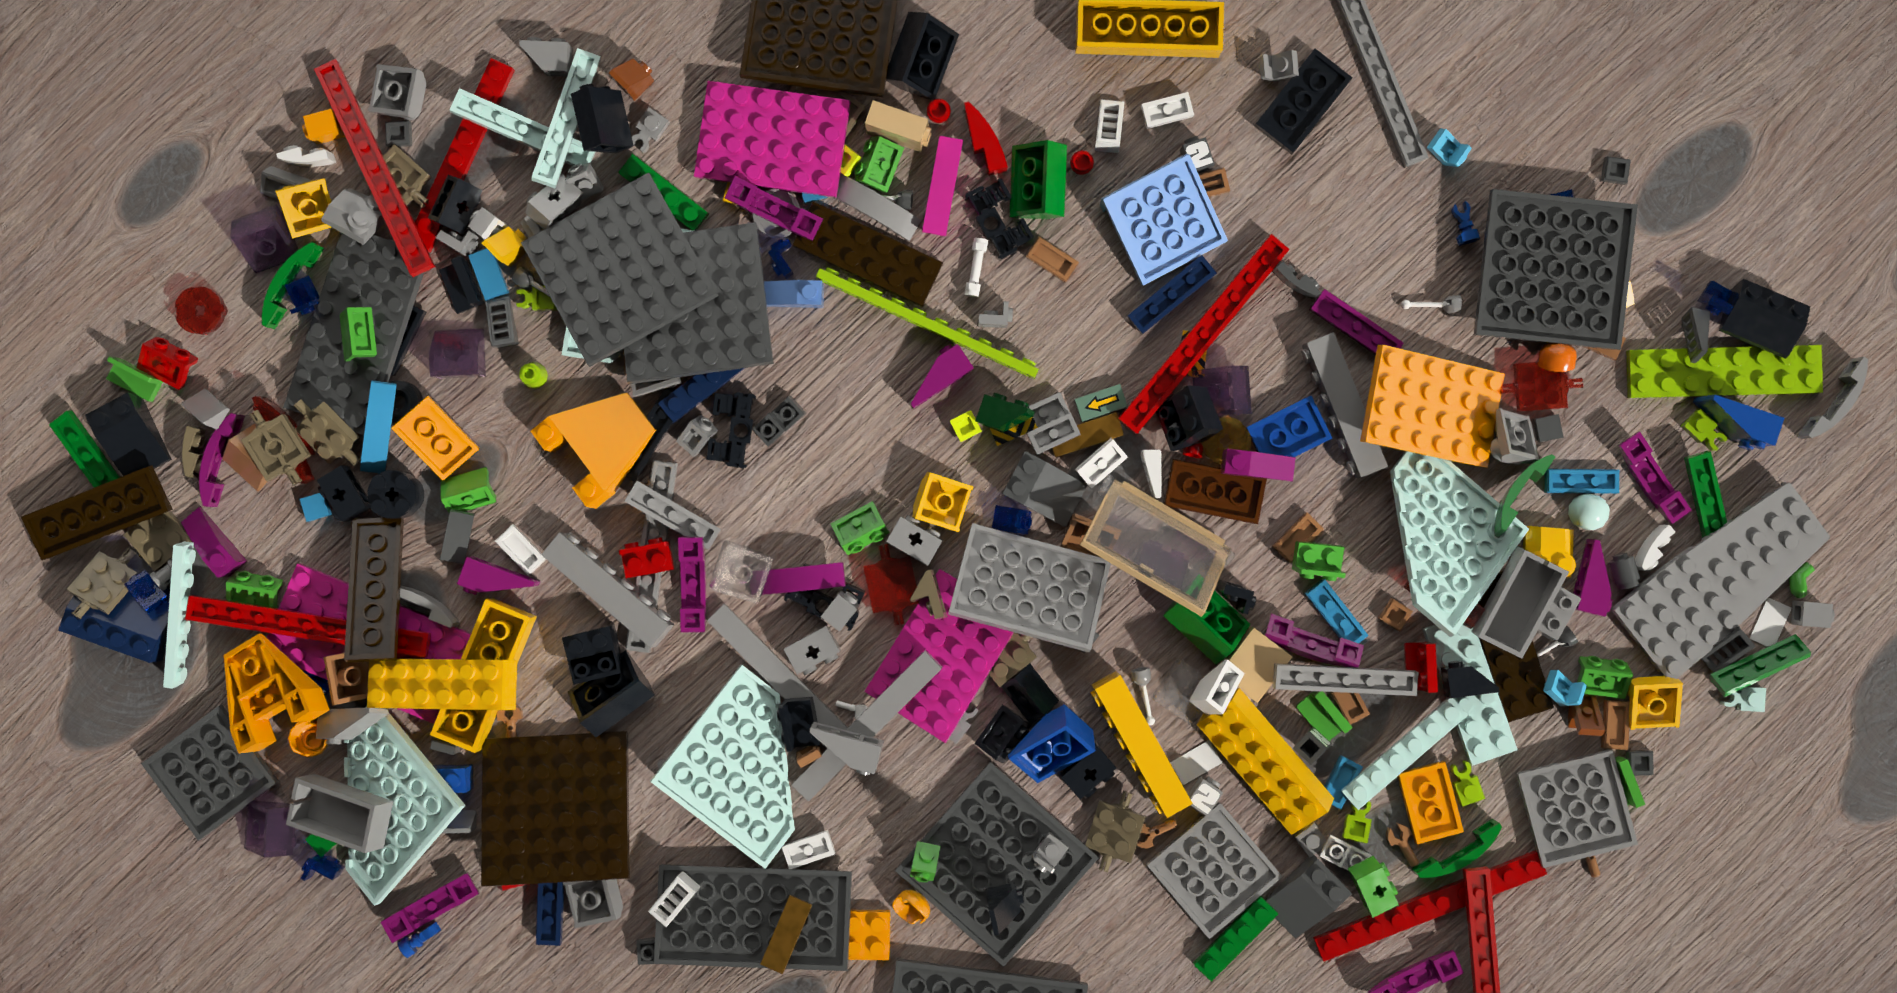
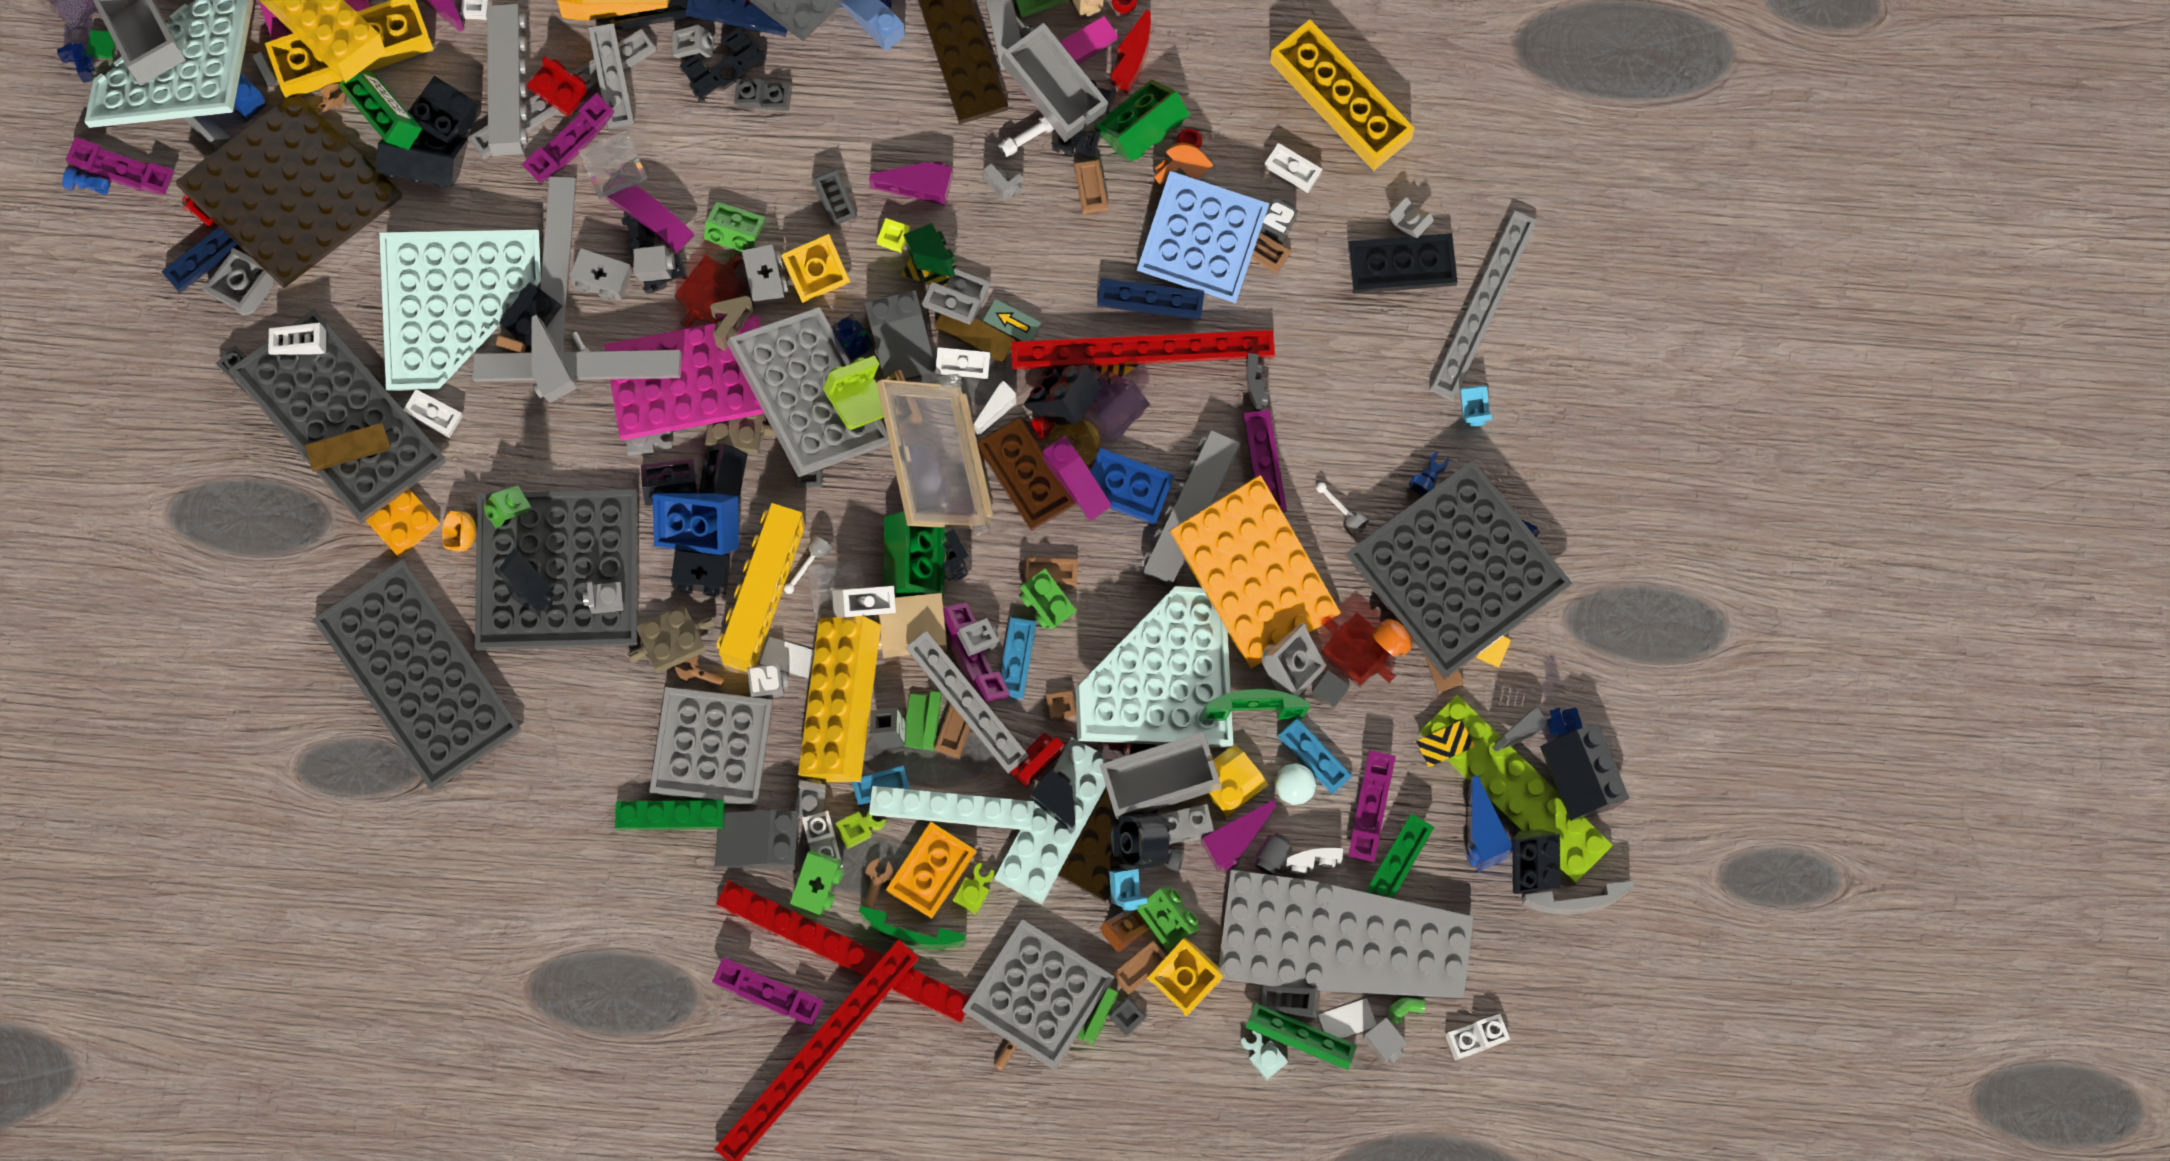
camera: 45 degrees right, 15 degrees down
(557, 698) = (381, 109): none -> green brick
(902, 433) = (828, 177): none -> dark grey slope
(935, 326) = (952, 145): lime plate -> none
(963, 217) = (1054, 82): none -> light grey piece
(1064, 559) = (855, 392): none -> lime bracket
(1094, 179) = (1187, 158): none -> orange brick
(1105, 140) = (1225, 146): white slope -> none
(1305, 629) = (978, 637): none -> light grey bracket
(1550, 655) = (1141, 841): none -> black brick
(1615, 170) = (1590, 554): dark grey tile -> none
(1658, 390) = (1445, 743): none -> sticker
(1702, 428) = (1452, 812): lime plate -> none
(1798, 406) = (1535, 861): none -> black slope
(1860, 549) = (1477, 1037): none -> white slope

